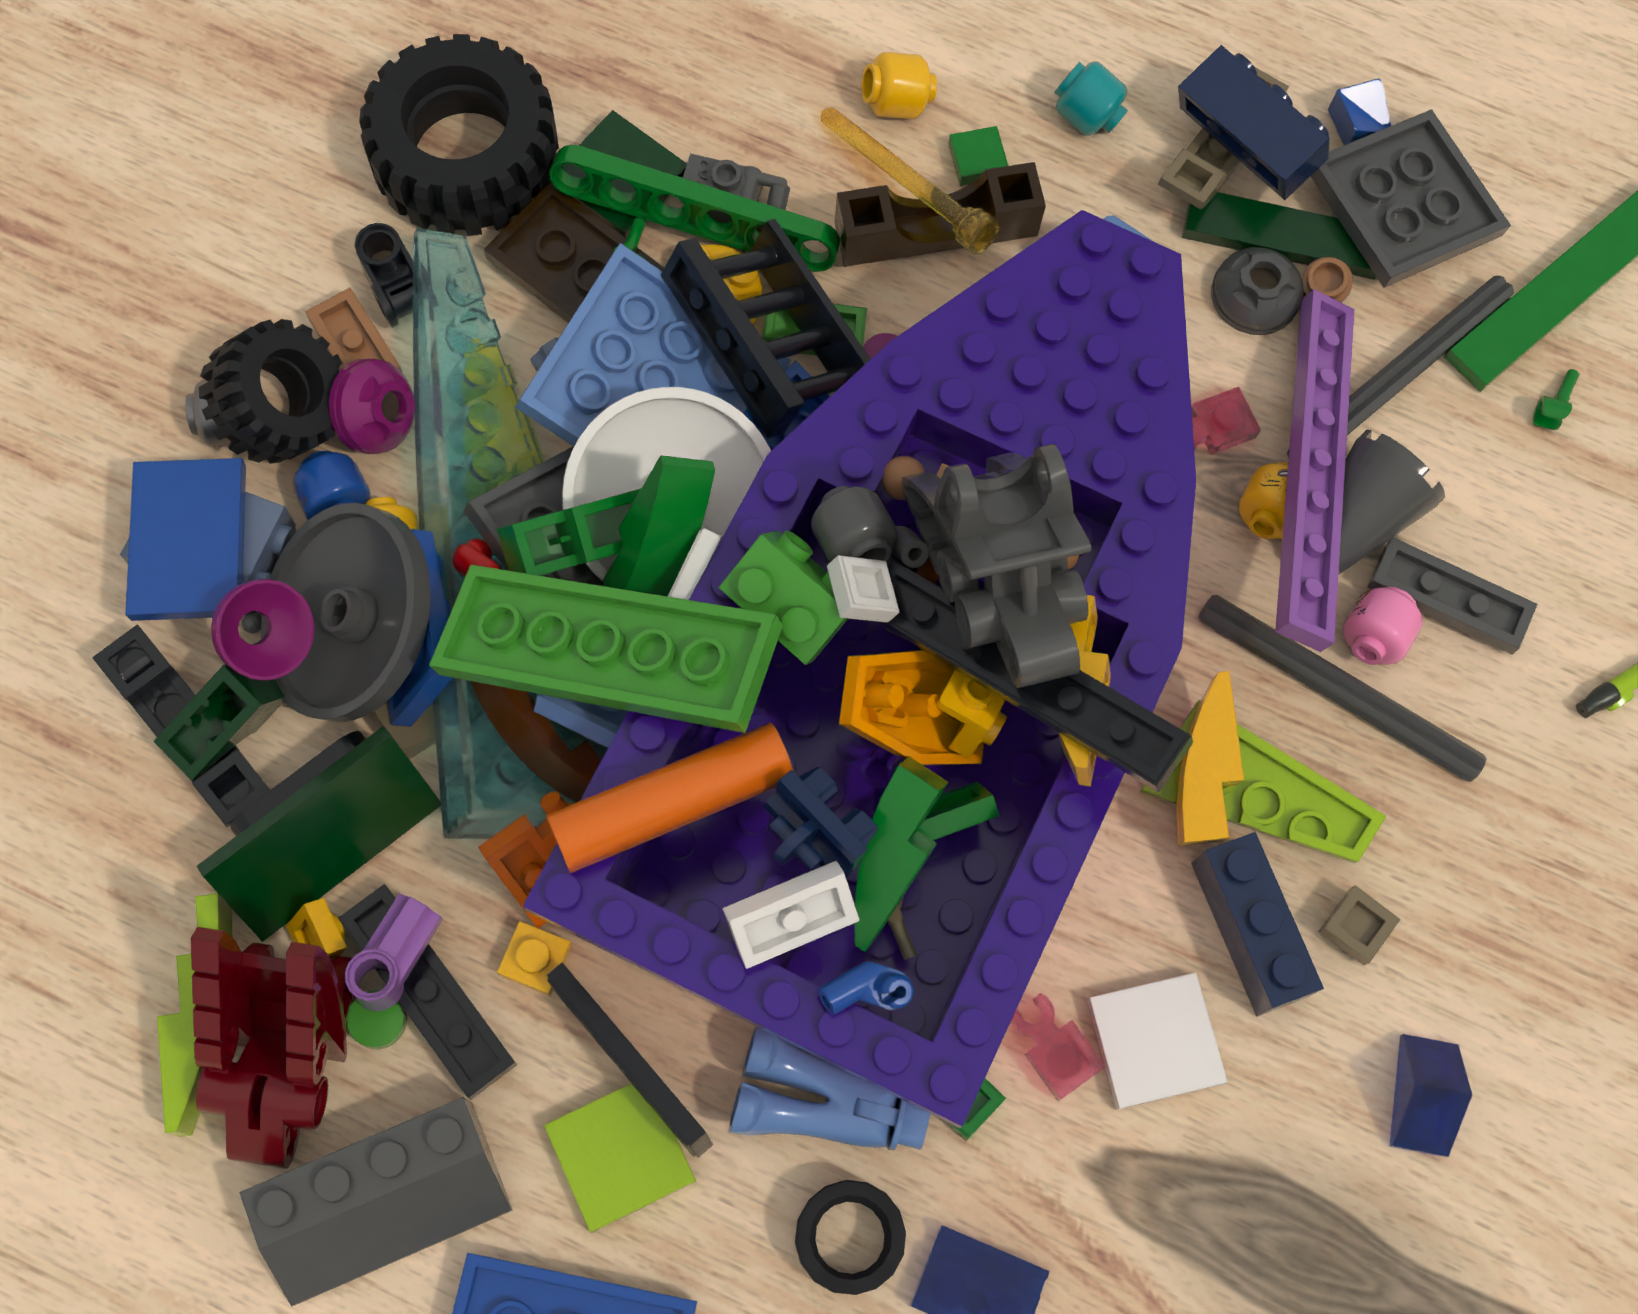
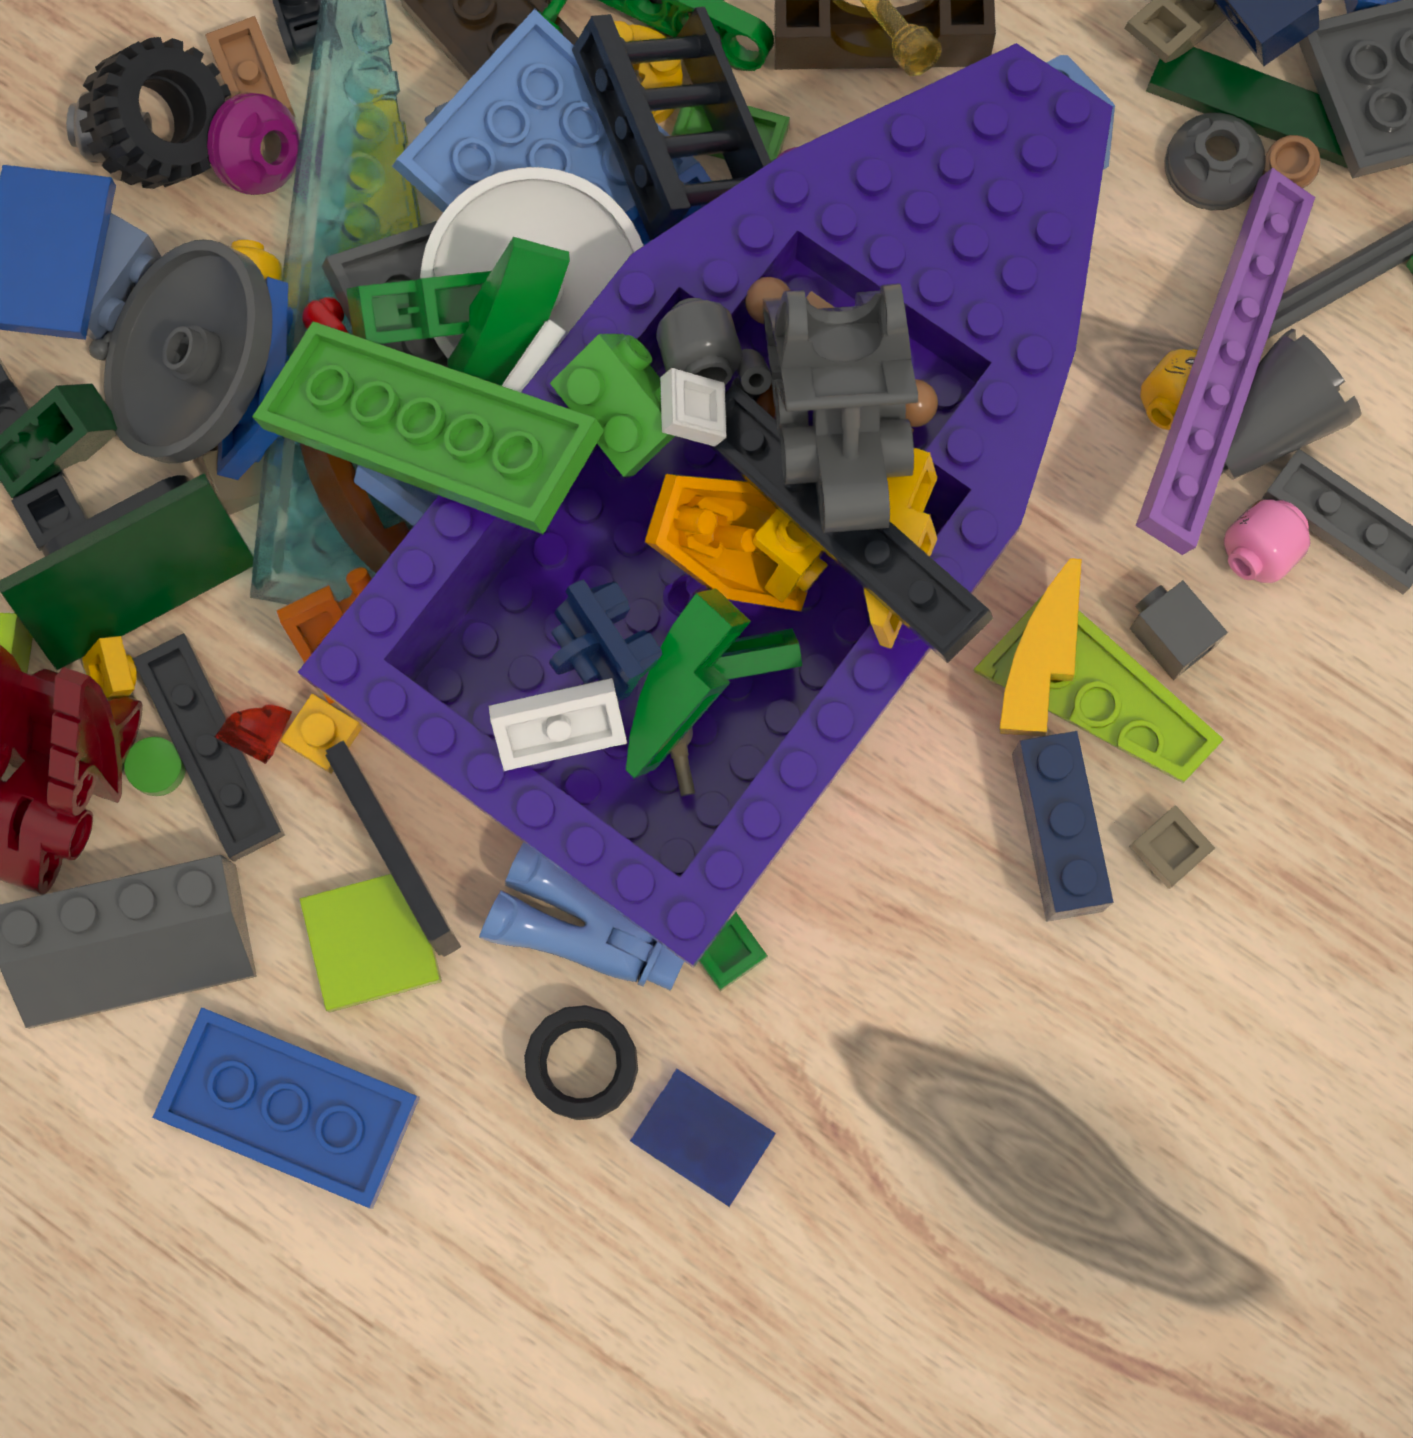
camera: 20 degrees right, 5 degrees up
(287, 632) = (129, 359): magenta piece -> none
(327, 481) = (198, 214): blue head -> none
(394, 948) = (181, 697): medium lavender piece -> none
(472, 967) = (255, 730): none -> clear red tile
(669, 797) = (458, 588): orange brick -> none
(868, 984) = (623, 807): blue arm -> none
(1061, 1055) = (831, 922): clear pink plate -> none
(1156, 1041) = (935, 926): white tile -> none
(1223, 421) = (1140, 296): clear pink plate -> none
(1319, 720) = (1176, 628): none -> dark grey brick
(1343, 688) = (1240, 623): dark grey axle -> none
(1428, 1096) = (1205, 1032): clear blue slope -> none

